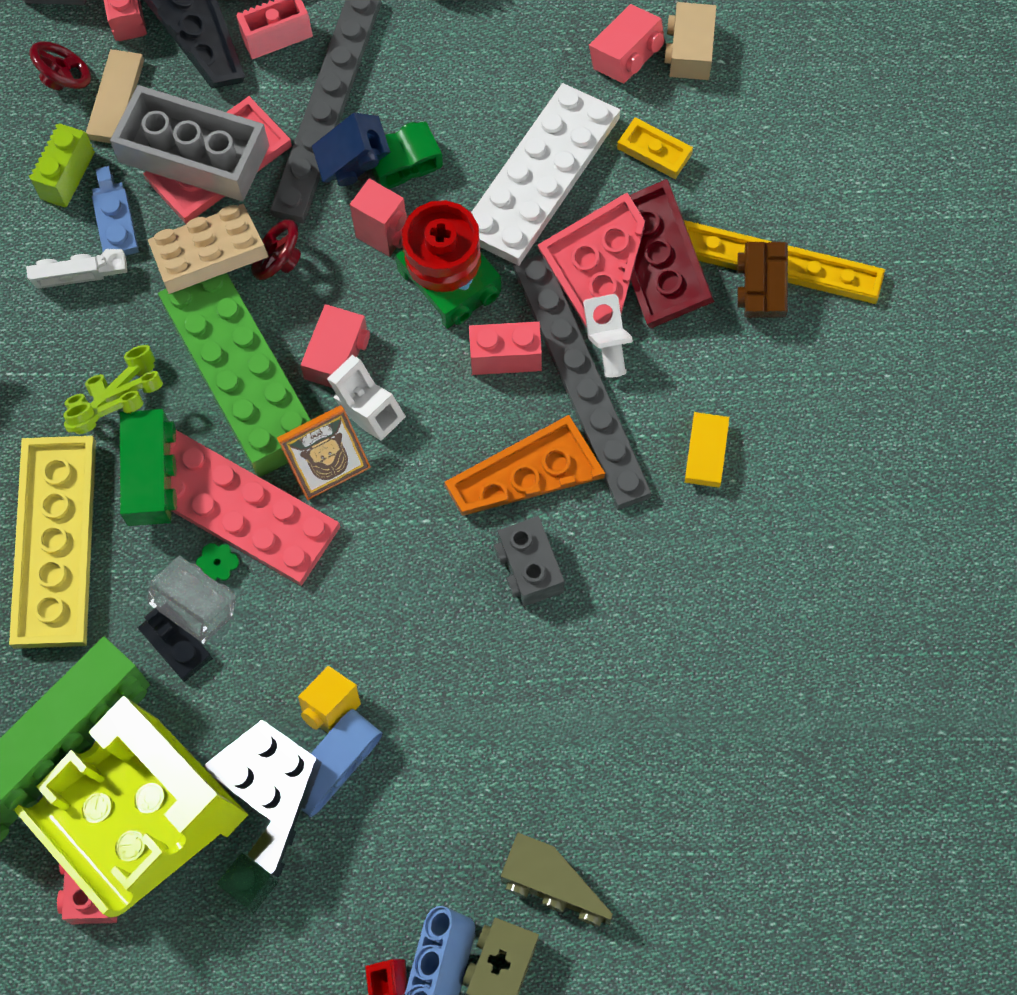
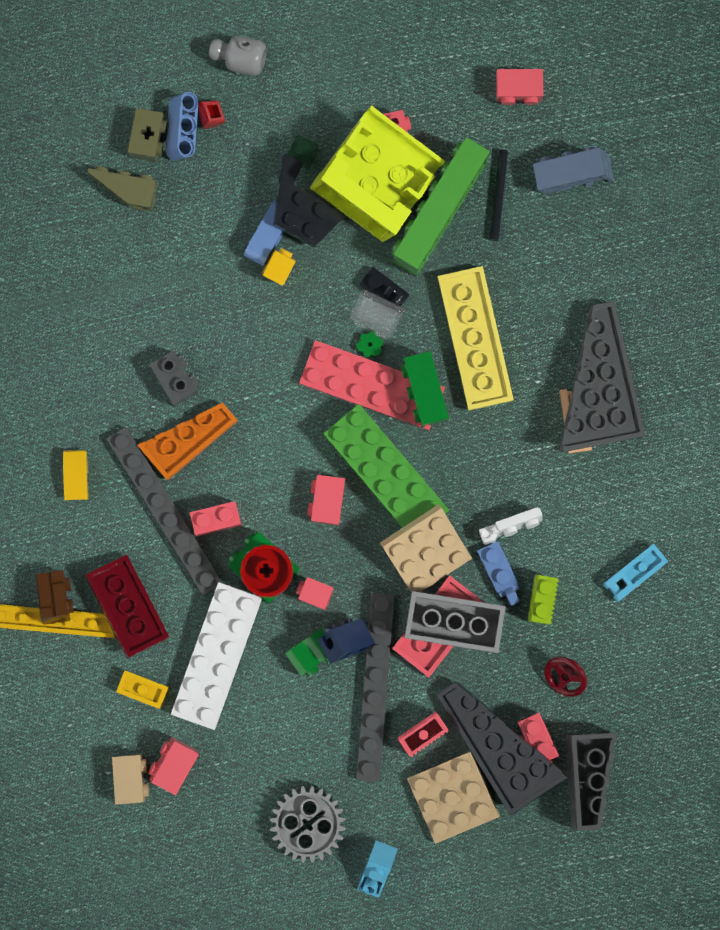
camera: 170 degrees right, 15 degrees up
(114, 93) = (524, 664): tan tile -> none
(121, 393) = (460, 434): lime plant -> none
(281, 253) = (379, 560): dark red piece -> none
(324, 452) = (316, 422): tile -> none
(363, 400) = (297, 464): white brick -> none
(597, 255) = (166, 591): coral plate -> none
(608, 335) = (150, 538): white bracket -> none

